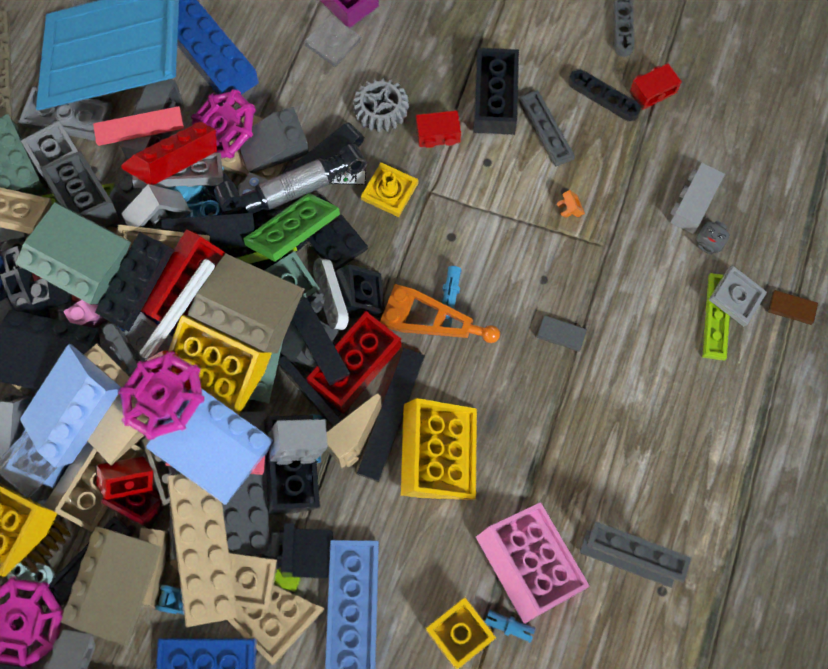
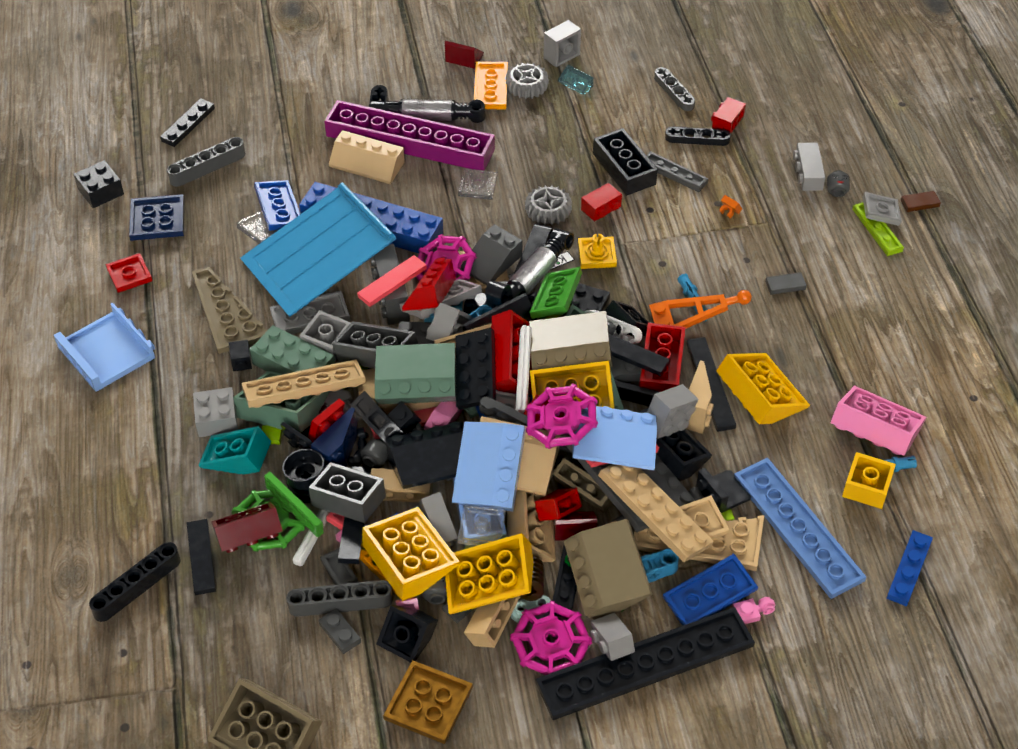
camera: 30 degrees left, 20 degrees down
(635, 555) = (941, 363): dark grey fence -> none

